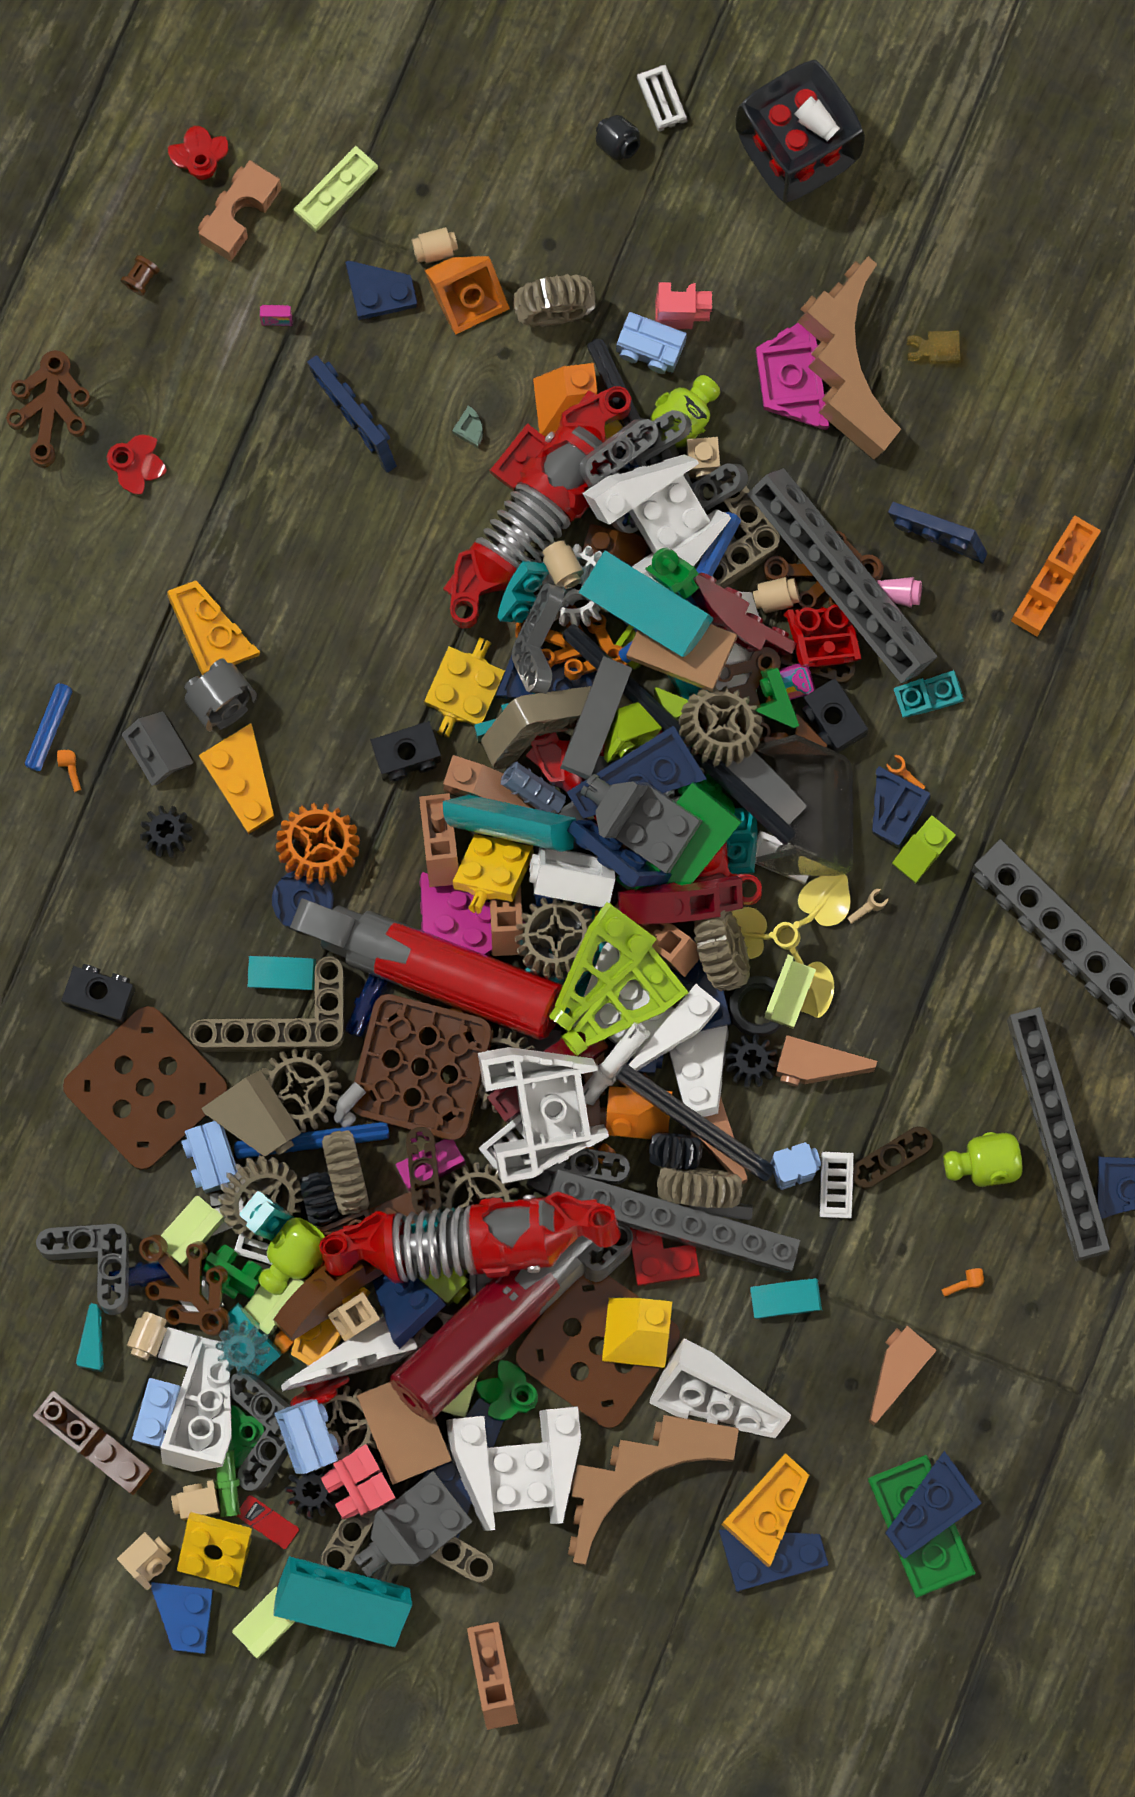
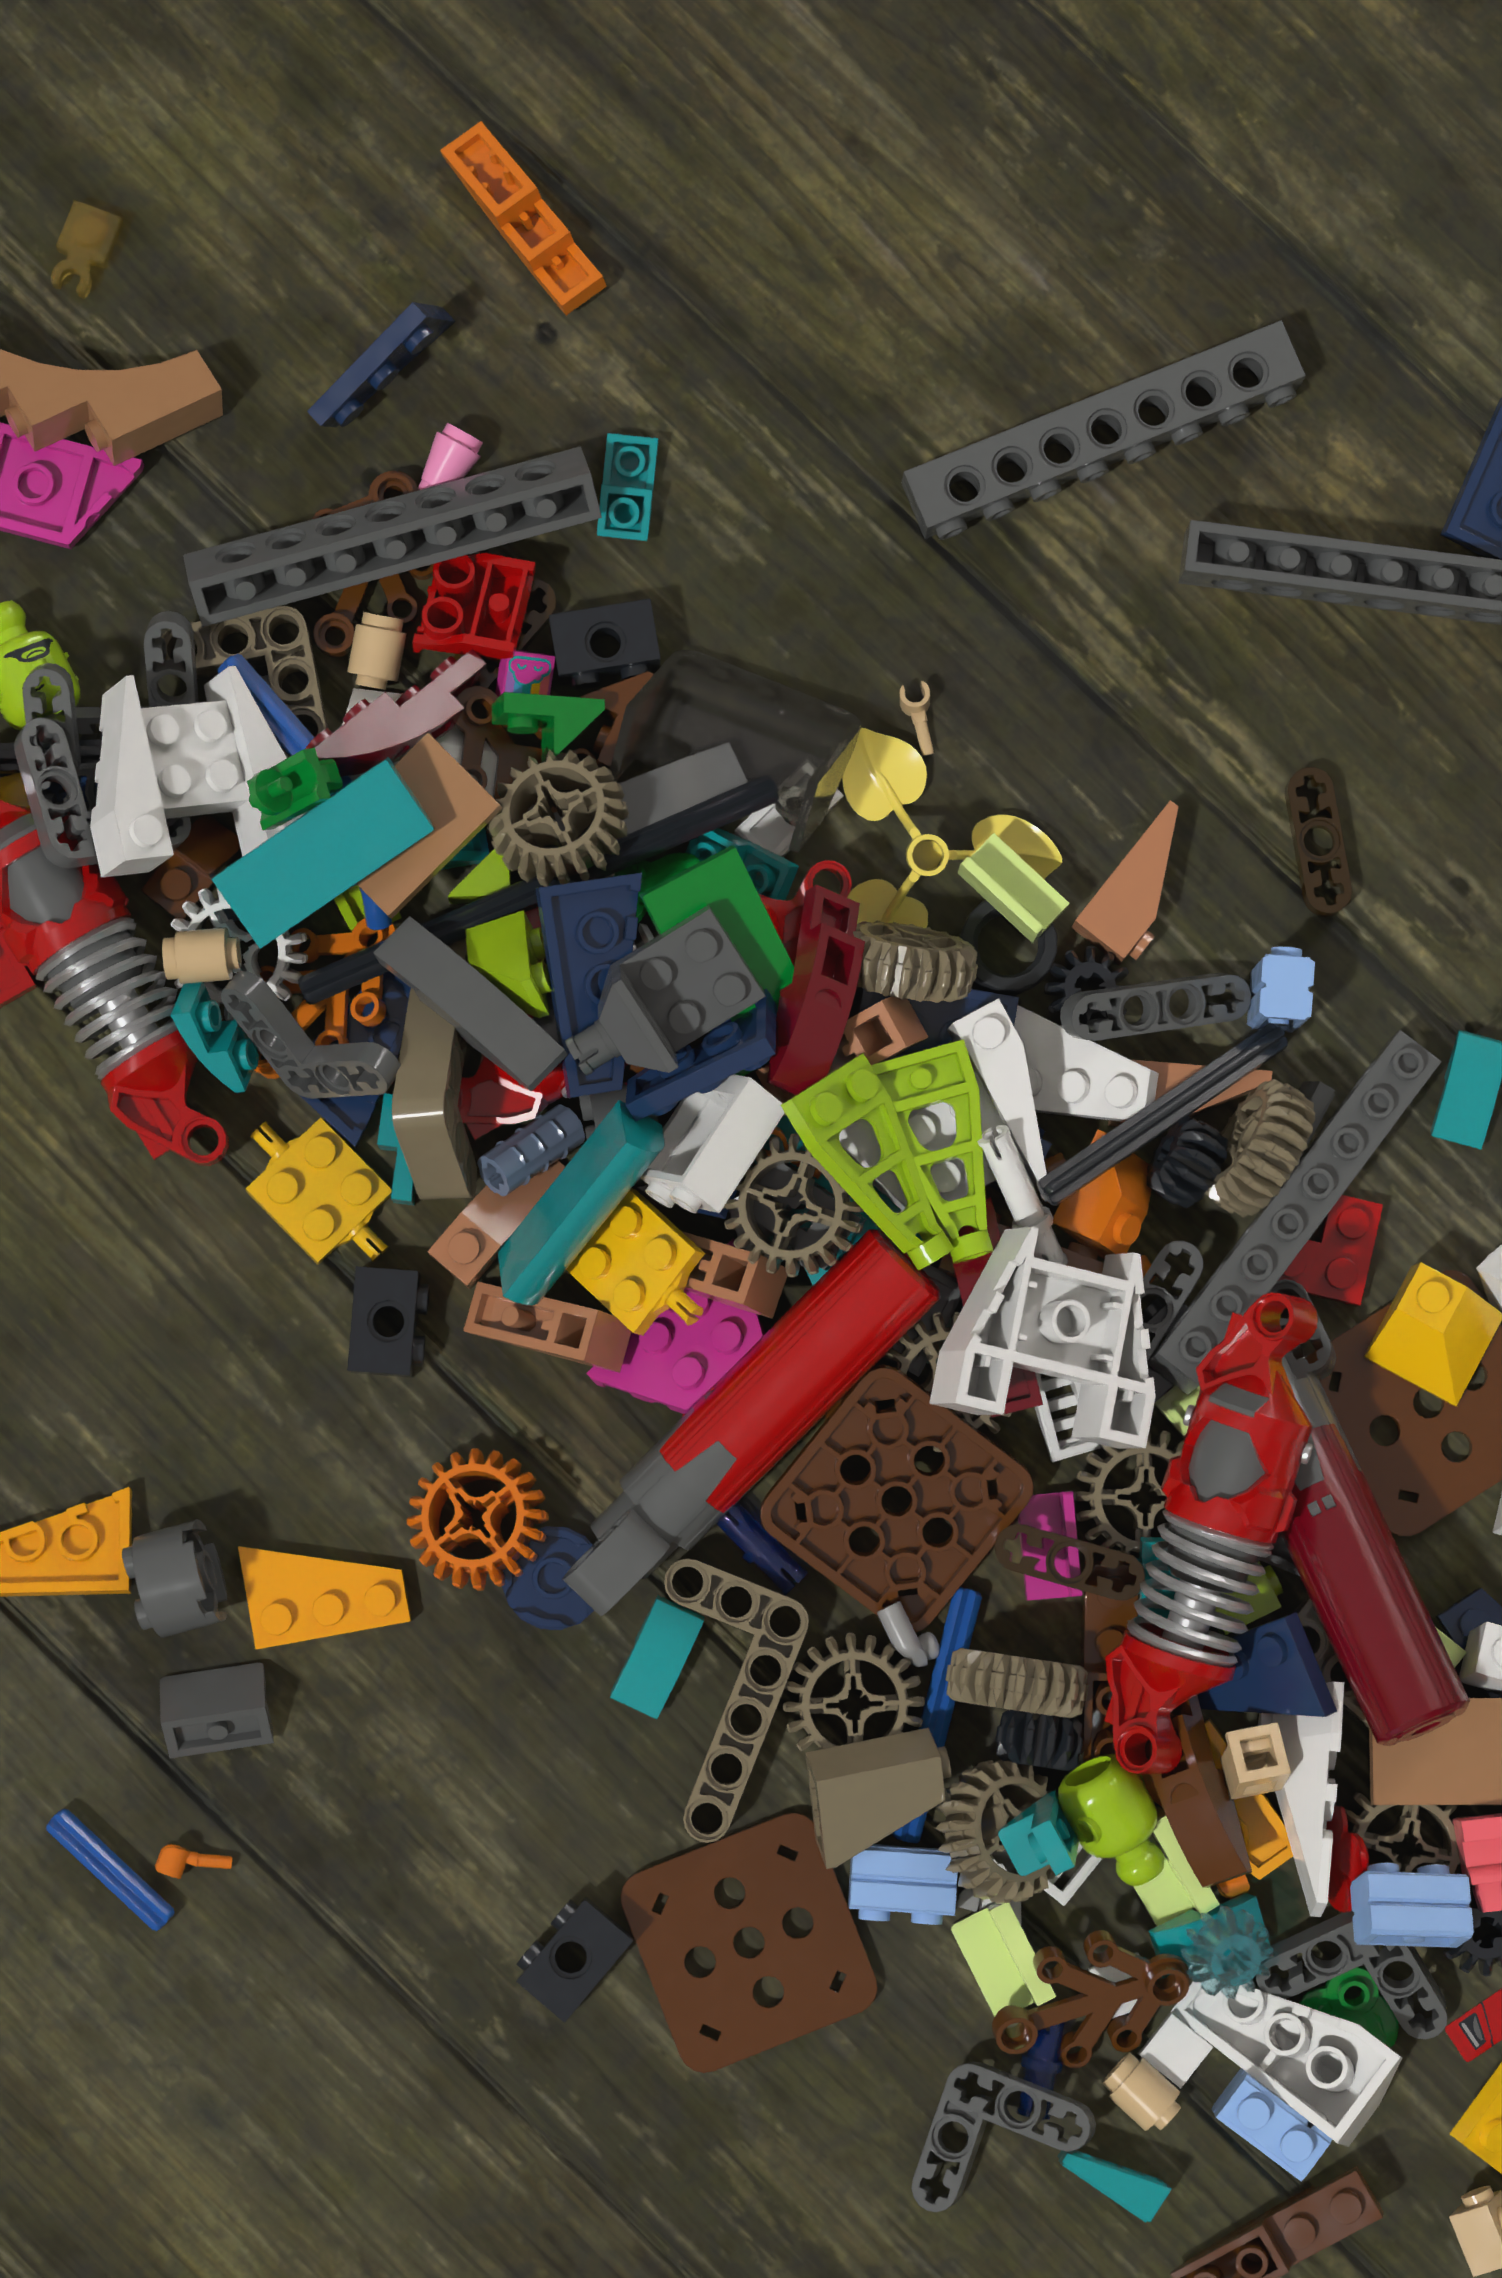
camera: 75 degrees left, 5 degrees up
(161, 822) = (340, 1750): black gear -> none
(196, 1500) = (1429, 2116): tan brick -> none
(227, 1487) = (1424, 2059): bright green pin -> none
(238, 1281) = (1117, 1908): green hips -> none
(502, 1392) = (1442, 1576): green plate -> none
(707, 454) = (106, 665): tan brick -> none
(760, 1098) = (1156, 1010): none -> dark grey beam
(836, 1157) = (1319, 917): white slope -> none
(896, 807) = (783, 609): dark blue wing -> none
(904, 773) = (737, 574): orange hand -> none
(923, 849) = (864, 595): lime slope -> none
(988, 1159) = (1385, 699): lime piece -> none

